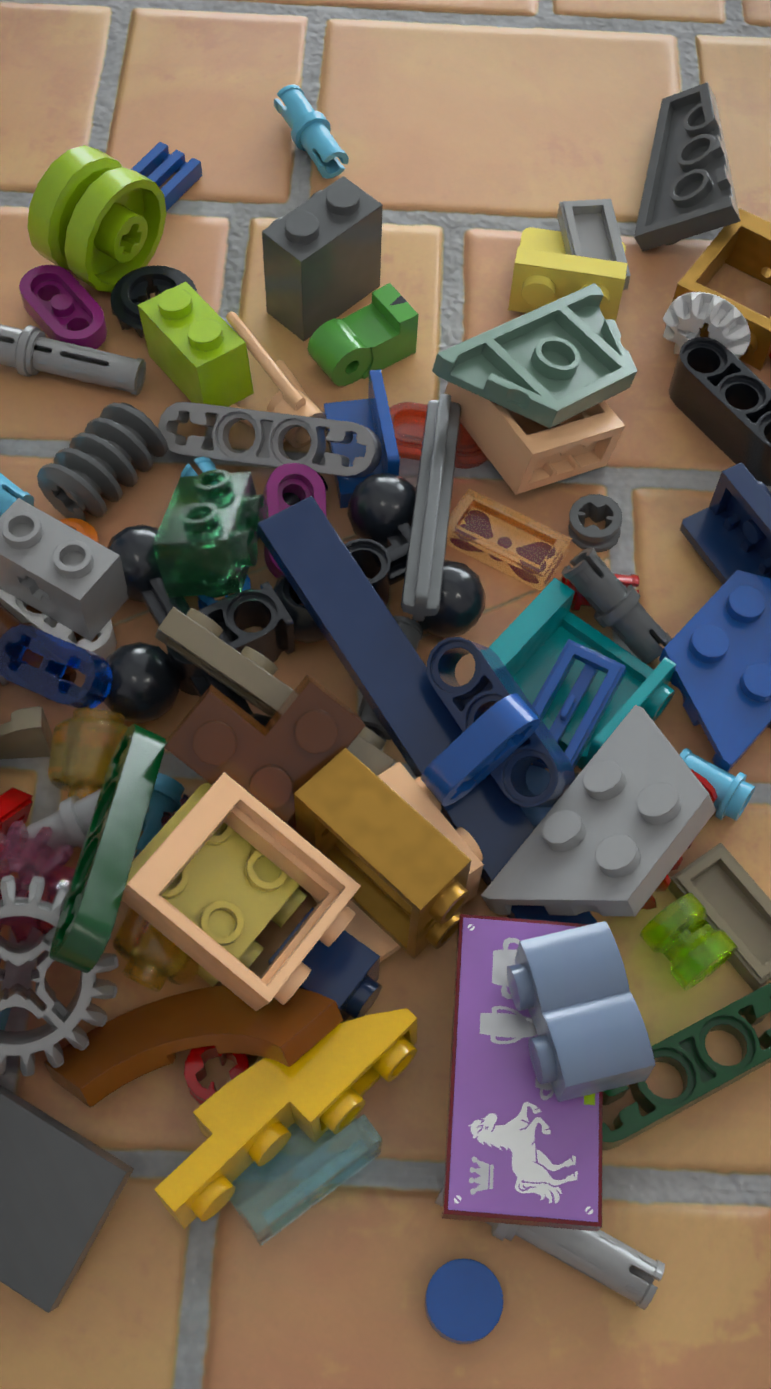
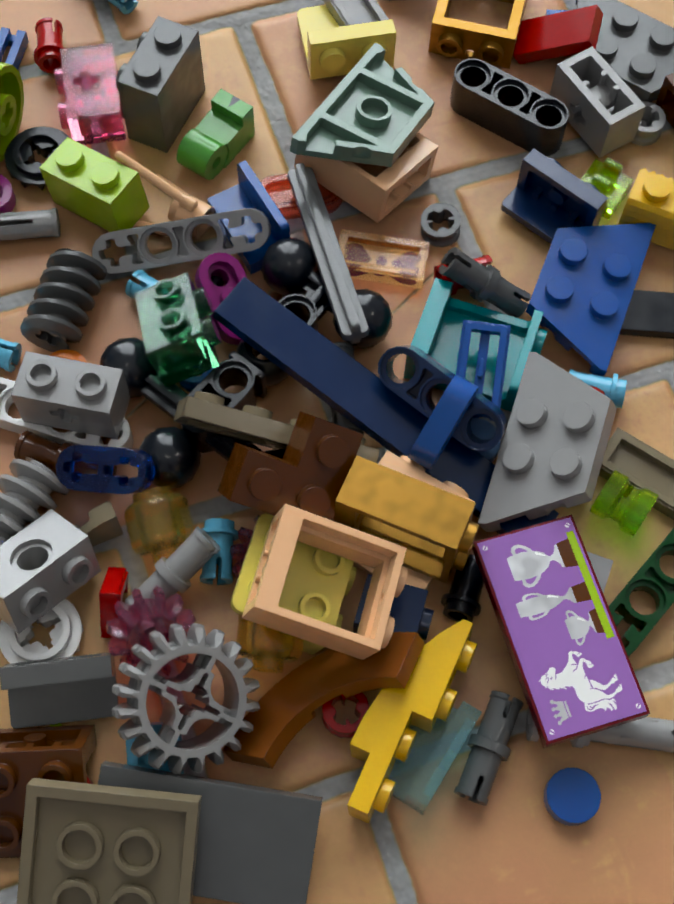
camera: 20 degrees left, 5 degrees up
(108, 850) = (220, 586): dark green beam -> none
(217, 192) = (49, 43): none -> red pin
(232, 255) = (91, 97): none -> clear pink brick
(378, 1191) = (488, 747): none -> dark grey pin
(430, 982) = (464, 593): none -> black pin
(581, 1011) = (585, 578): sand blue brick -> none
(695, 309) = (451, 43): white gear -> none

